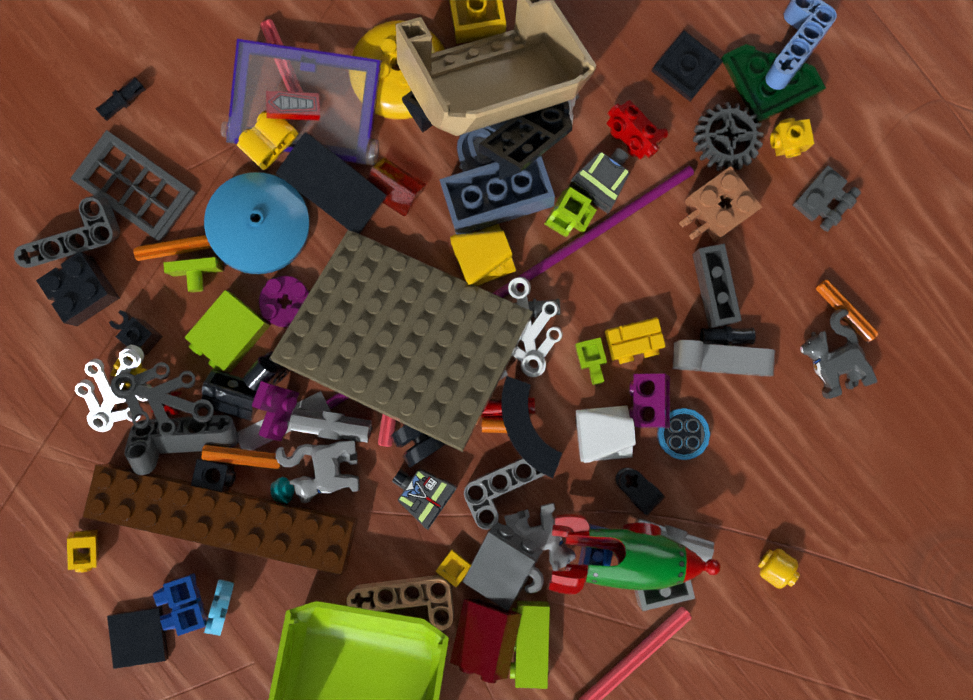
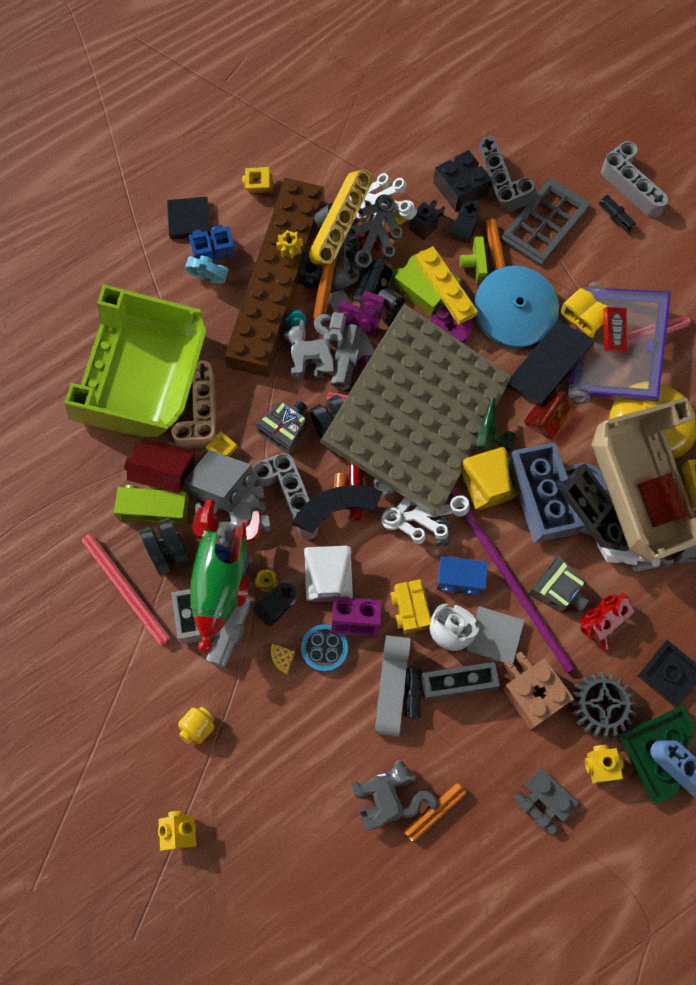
camera: 85 degrees right, 15 degrees down
(76, 72) = (631, 182): none -> light grey beam
(141, 284) = (466, 221): none -> black piece
(141, 430) = (348, 212): none -> yellow beam
(194, 498) = (289, 244): none -> yellow gear
(235, 307) = (445, 285): none -> yellow plate
(298, 439) = (336, 328): none -> light grey bar
(429, 255) = (489, 435): none -> dark green piece
(505, 62) = (662, 500): none -> clear red panel
(570, 212) = (528, 556): lime brick -> none
(586, 624) = (165, 546): none -> black wheel
(591, 356) = (397, 568): lime plate -> none
(596, 284) = (462, 576): none -> blue brick
(618, 503) = (266, 574): none -> yellow plate
(658, 249) = (496, 636): none -> light grey tile
(658, 293) = (453, 627): none -> white cylinder
(697, 480) = (282, 658): none -> yellow tile
(891, 578) = (177, 831): none -> yellow brick

